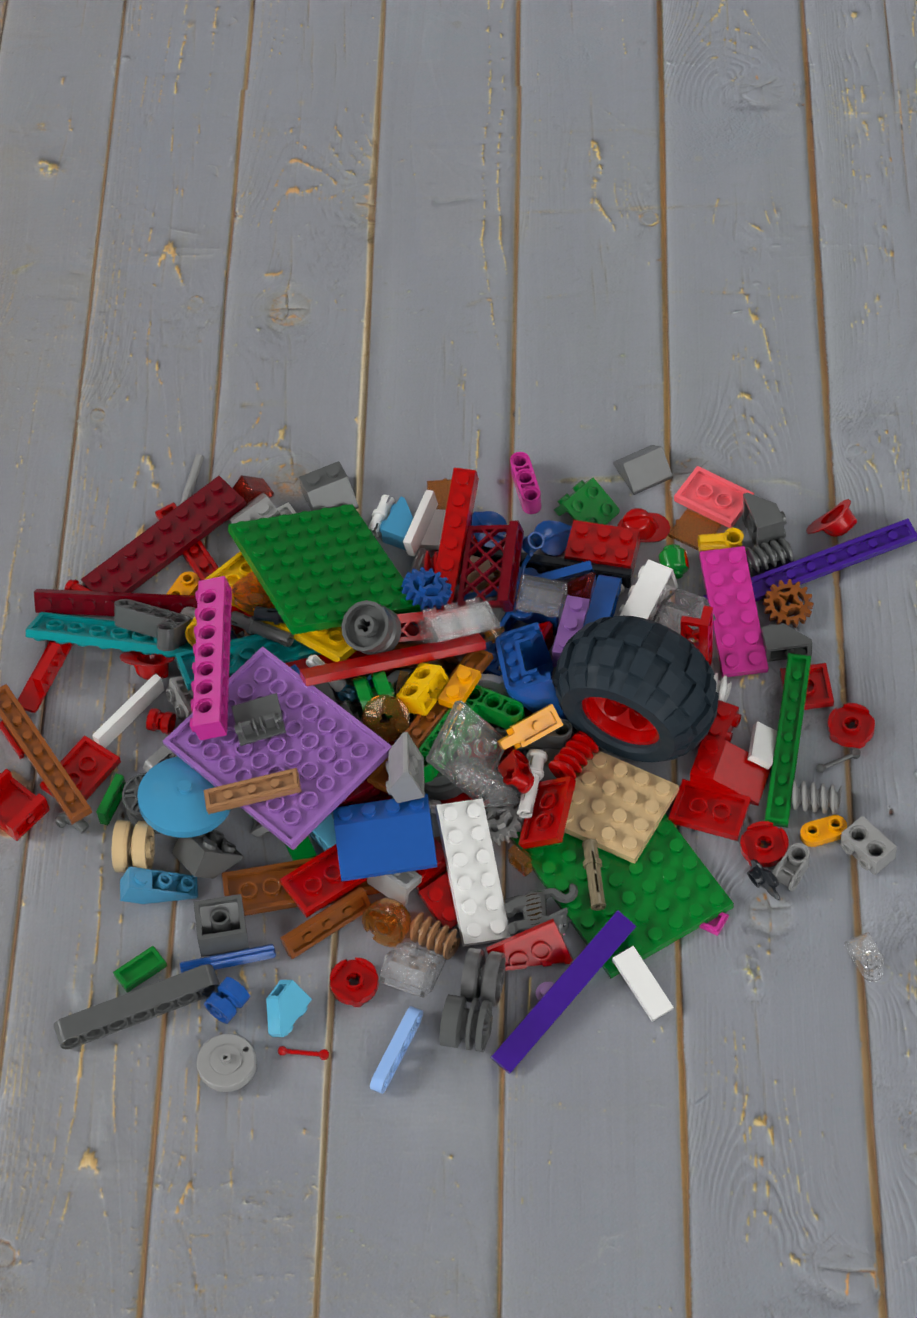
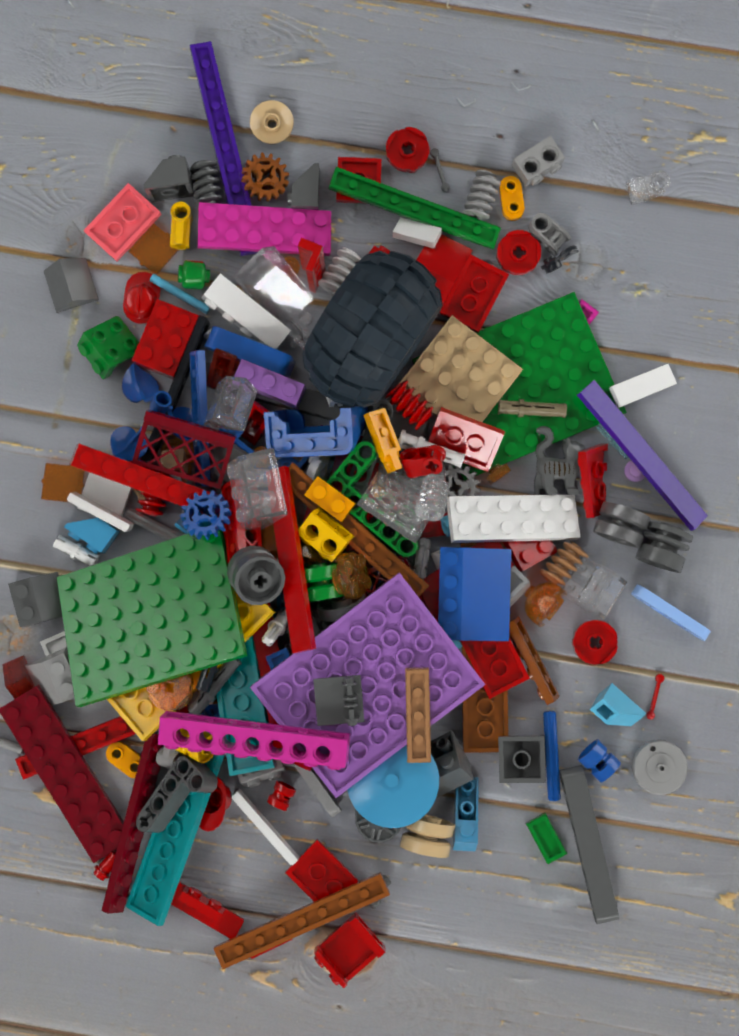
camera: 90 degrees left, 30 degrees up
(111, 800) = (362, 851): green tile -> none
(405, 770) = (427, 564): light grey slope -> none
(525, 483) = (57, 397): dark pink beam -> none
(658, 545) = (179, 293): none -> medium azure bar
(835, 522) = (175, 115): red piece -> none
(851, 594) = (269, 112): none -> tan dish

